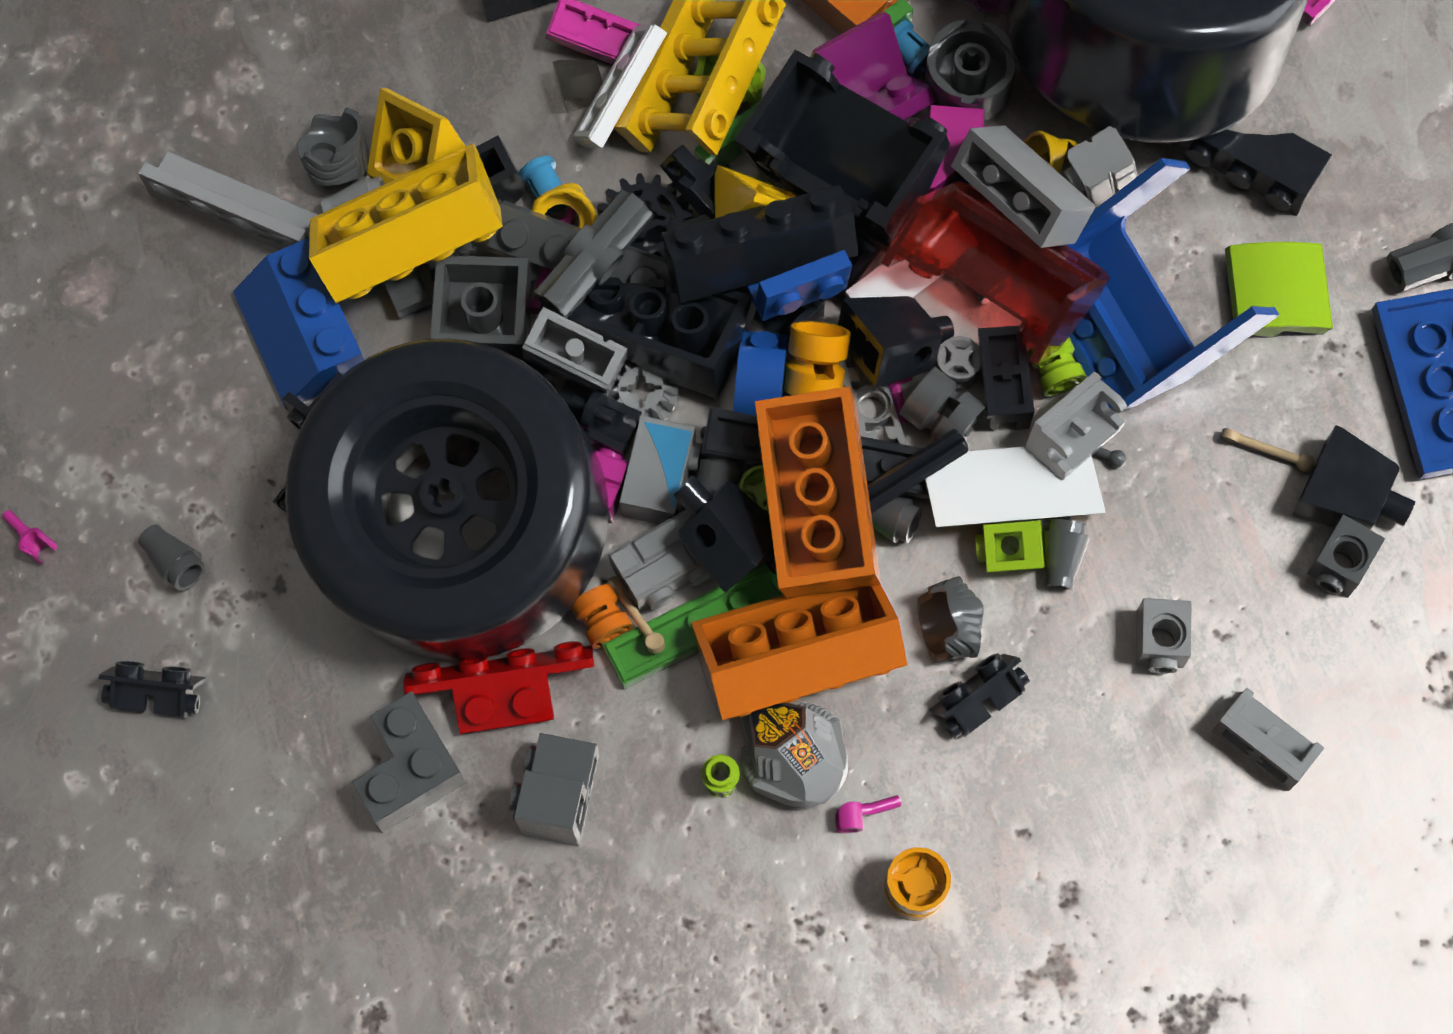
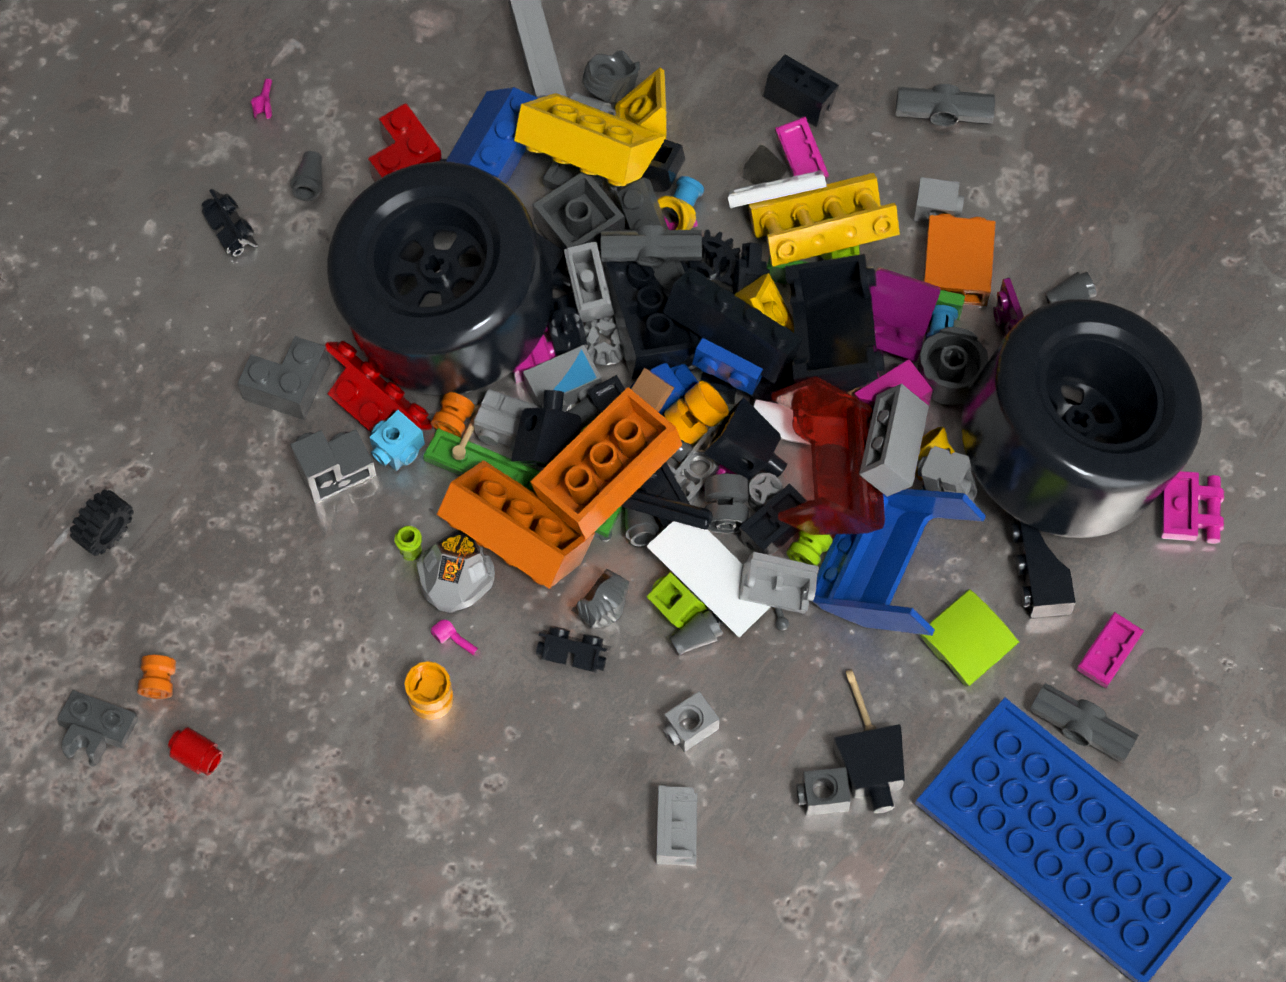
camera: 50 degrees right, 5 degrees down
(243, 425) = (406, 142): none -> red brick
(582, 685) = (396, 441): none -> medium azure brick
(762, 382) = (652, 389): none -> medium nougat tile
(1397, 165) = (1110, 650): none -> dark pink plate

